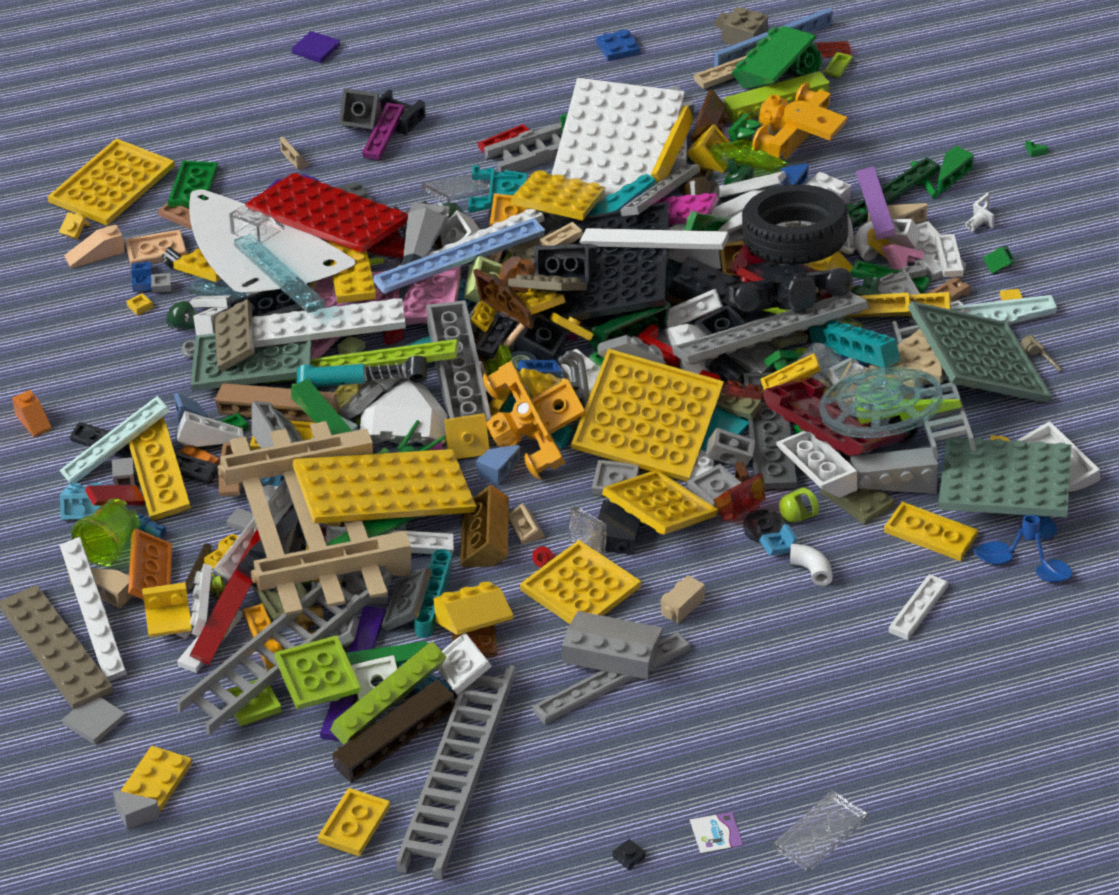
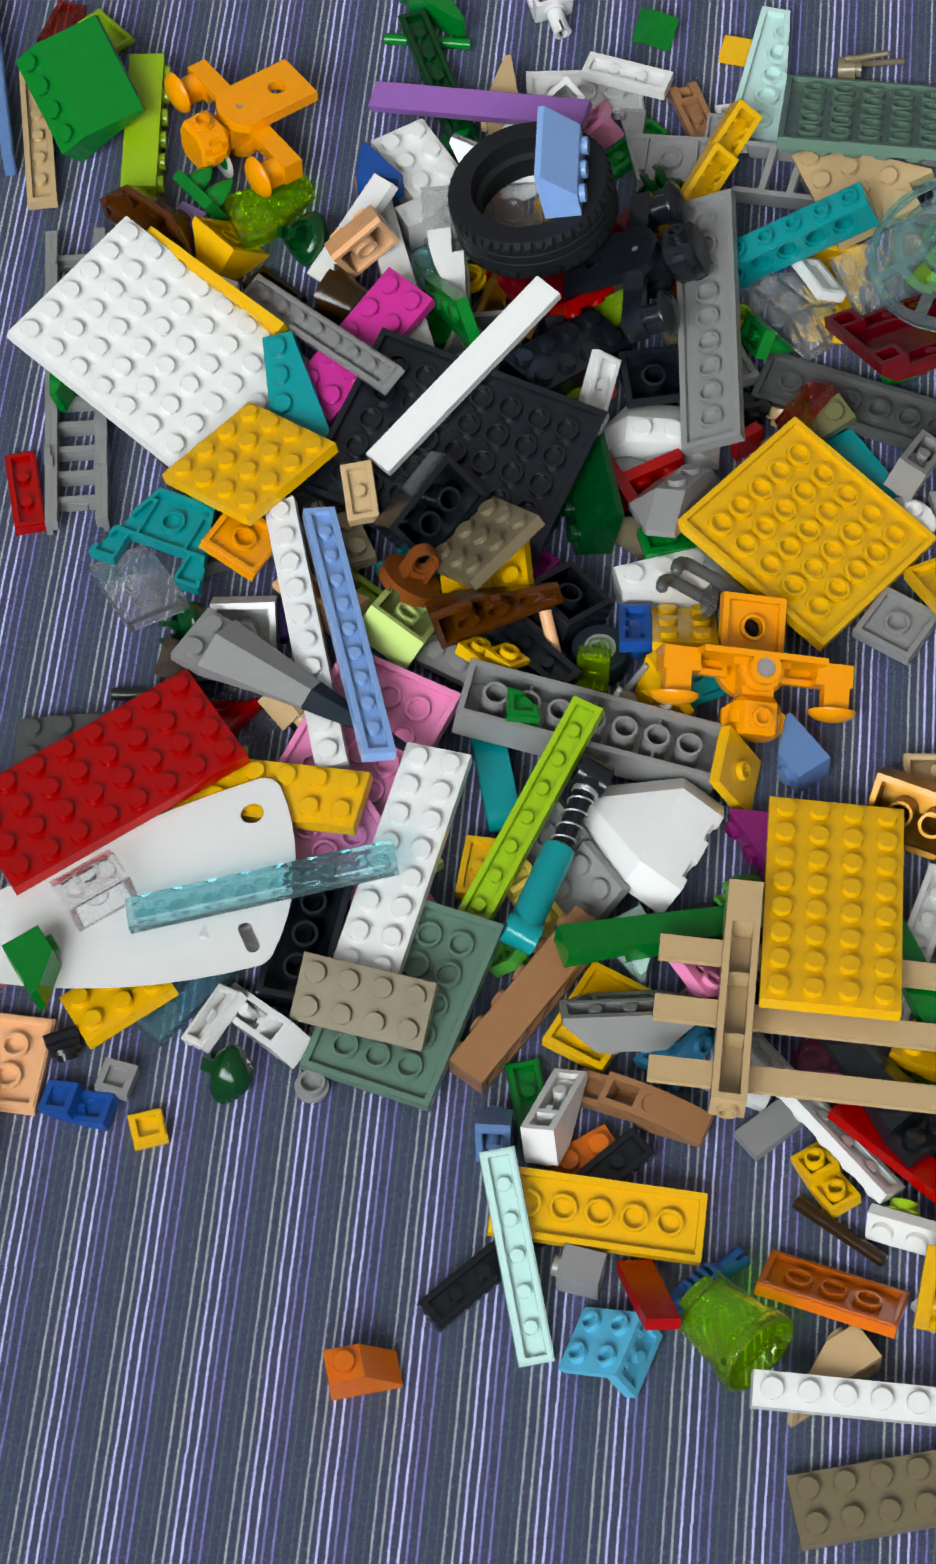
camera: 65 degrees left, 15 degrees up
(198, 221) = (35, 963): none -> green slope
(402, 448) = (731, 860): green plant -> none
(443, 327) = (520, 708): none -> green tile
(572, 325) = (572, 552): yellow plate -> none
(731, 181) = (361, 241): none -> light nougat slope
(793, 372) = (807, 337): yellow tile -> none
(800, 203) = (560, 164): none -> light blue slope

